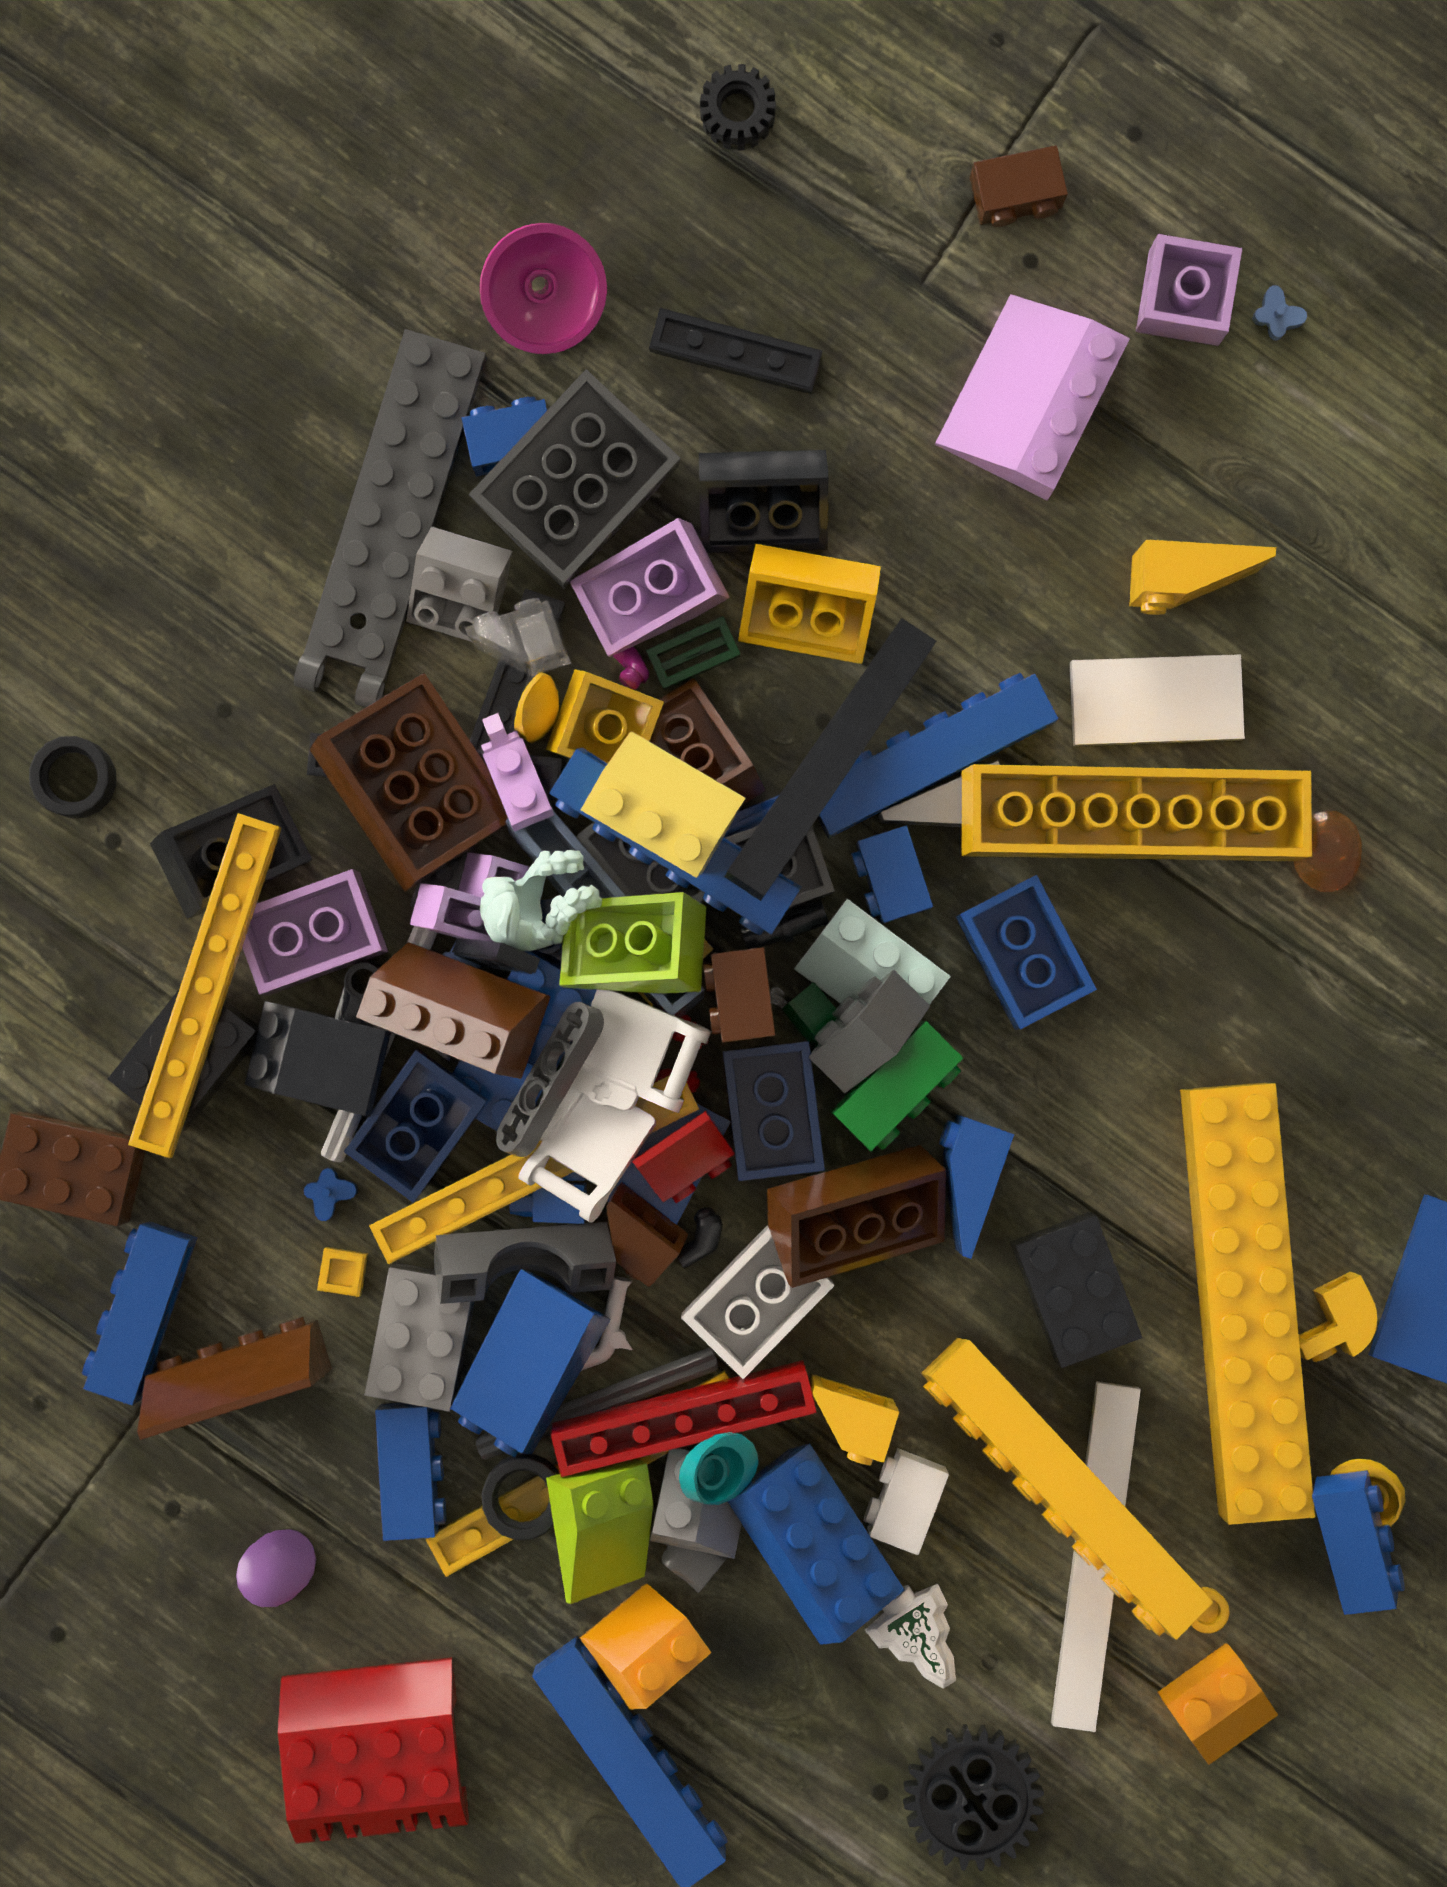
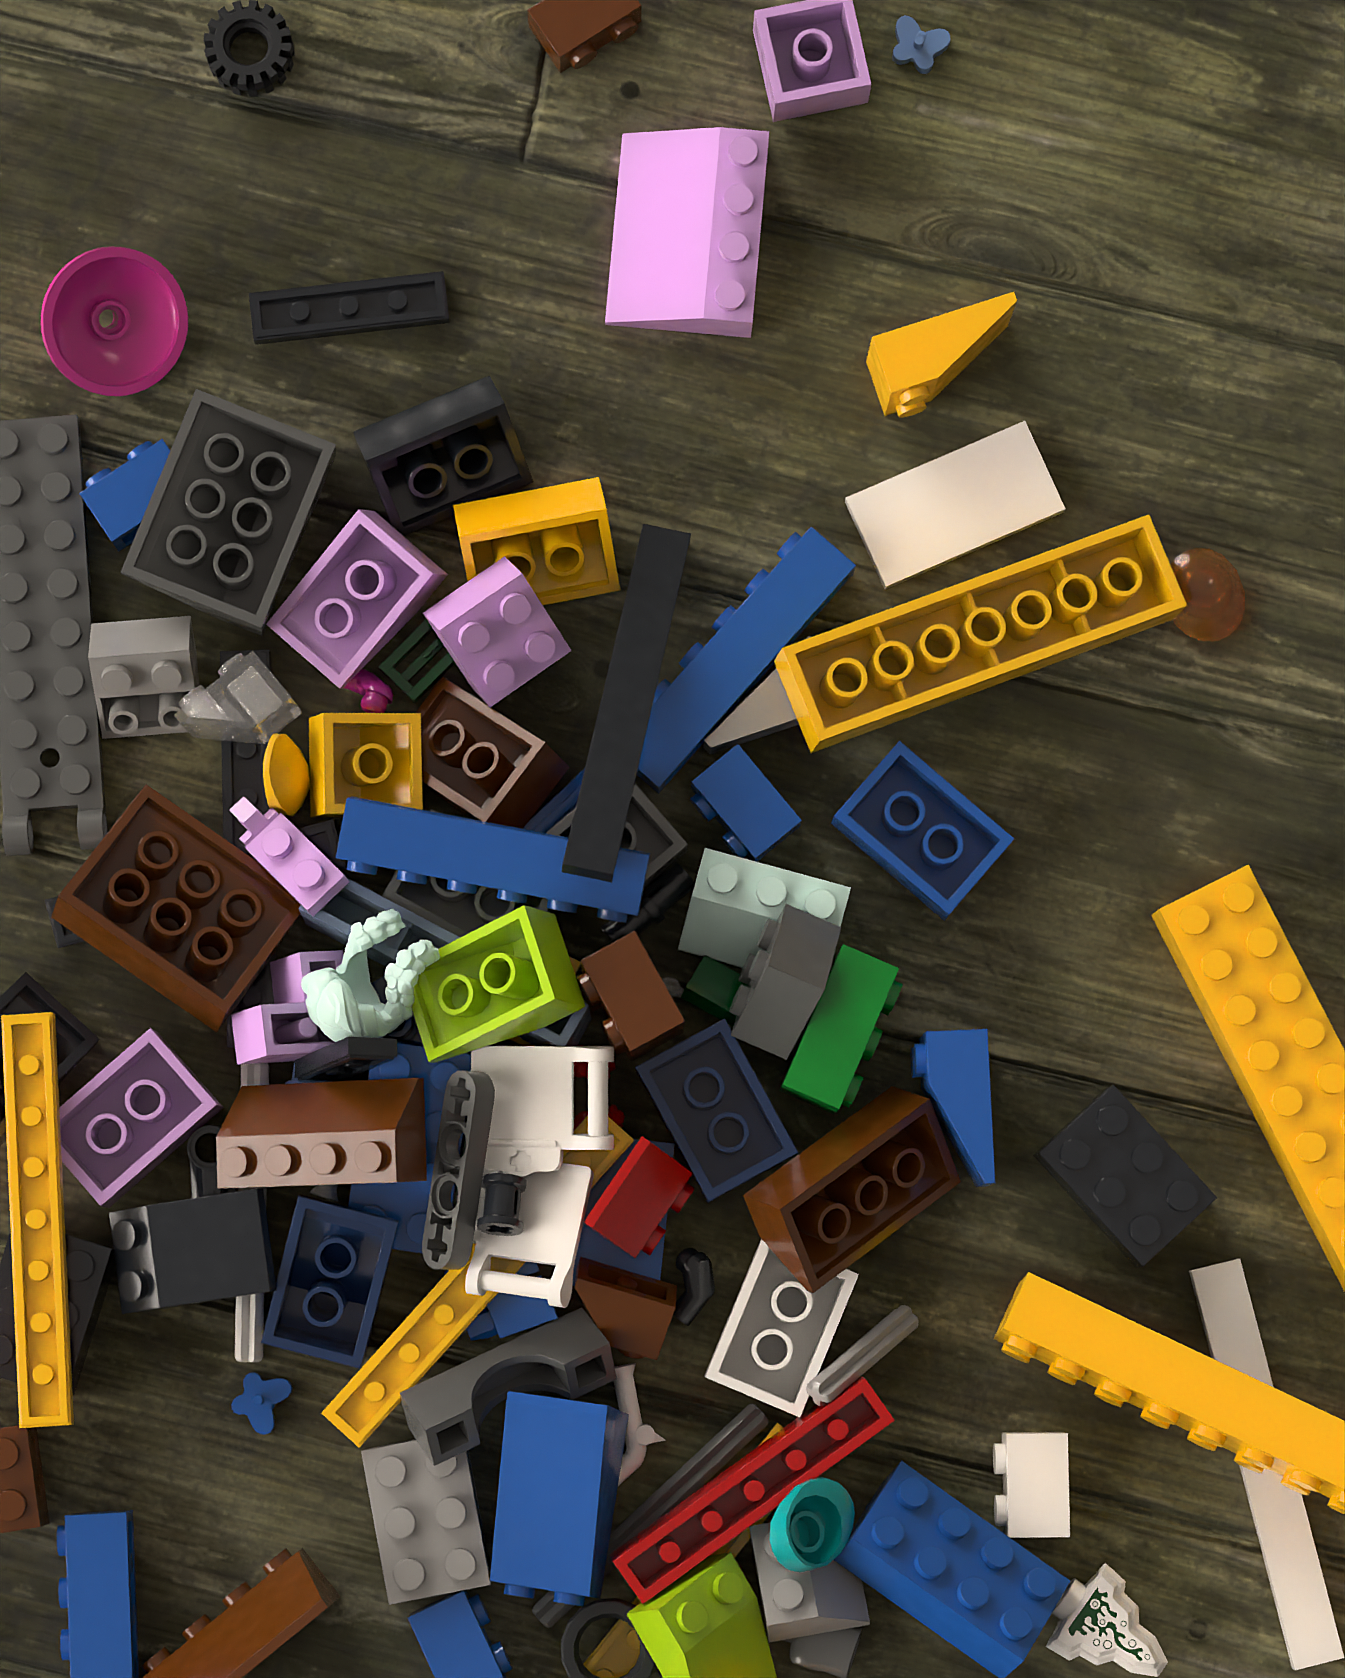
camera: 25 degrees left, 5 degrees down
(342, 1271) = (310, 1482): yellow tile -> none
(573, 1121) = (502, 1204): none -> black bush
(663, 804) = (465, 819): light yellow slope -> none
(750, 659) = (497, 631): none -> lavender brick
(811, 1348) = (862, 1355): none -> light grey axle
(857, 1418) = (942, 1414): yellow slope -> none

